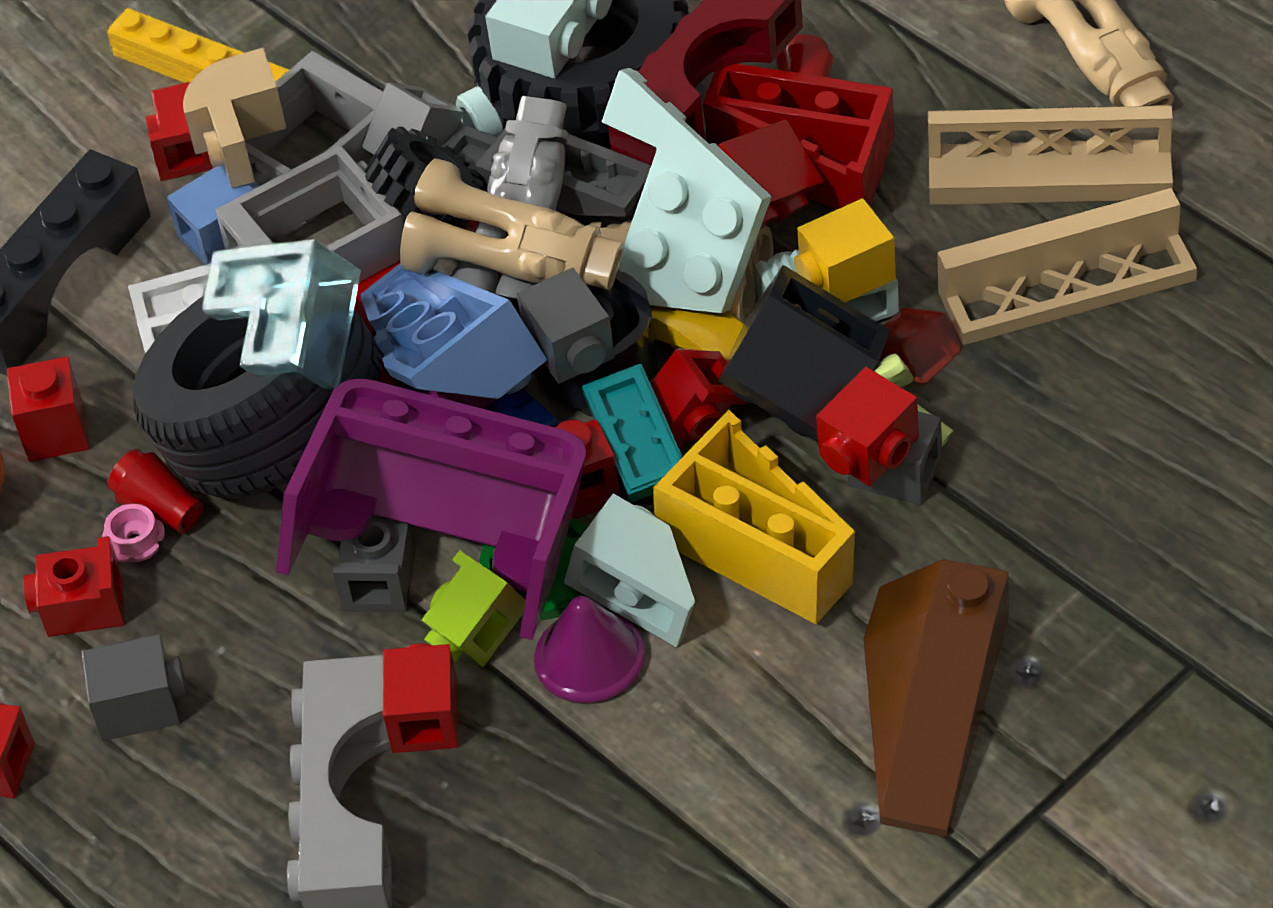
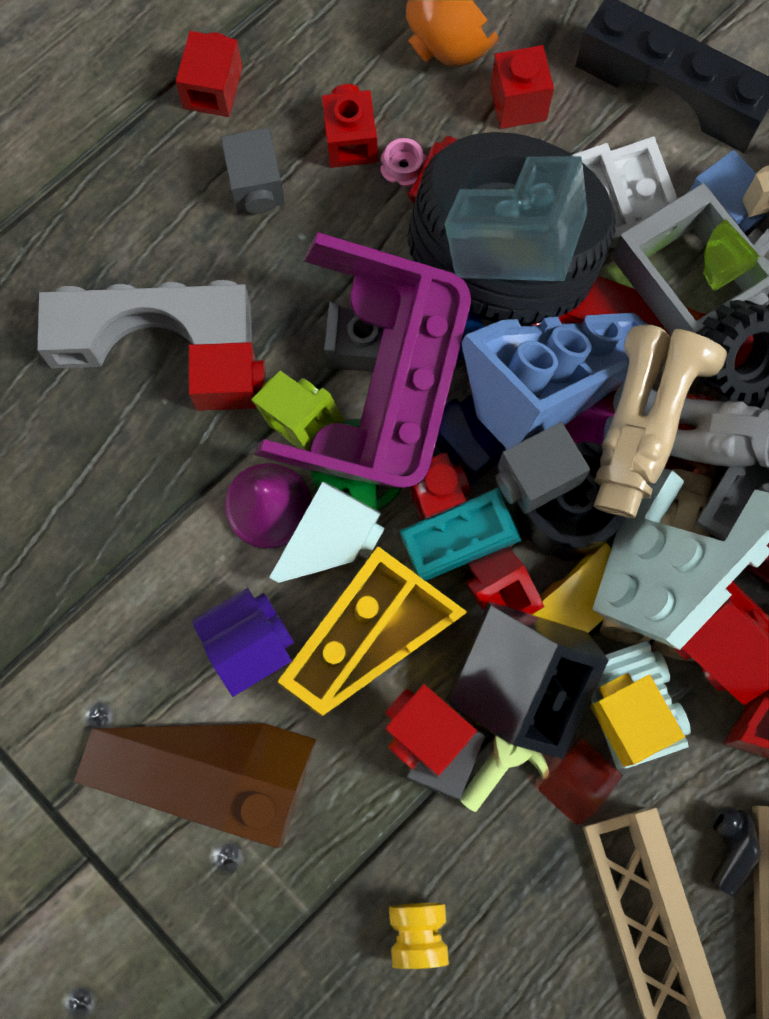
camera: 85 degrees right, 25 degrees up
(311, 181) = (727, 256): none -> clear neon green tile
(766, 632) = (243, 640): none -> dark purple brick
(975, 201) = (742, 849): none -> black arm
(1094, 466) = (418, 938): none -> yellow wheel

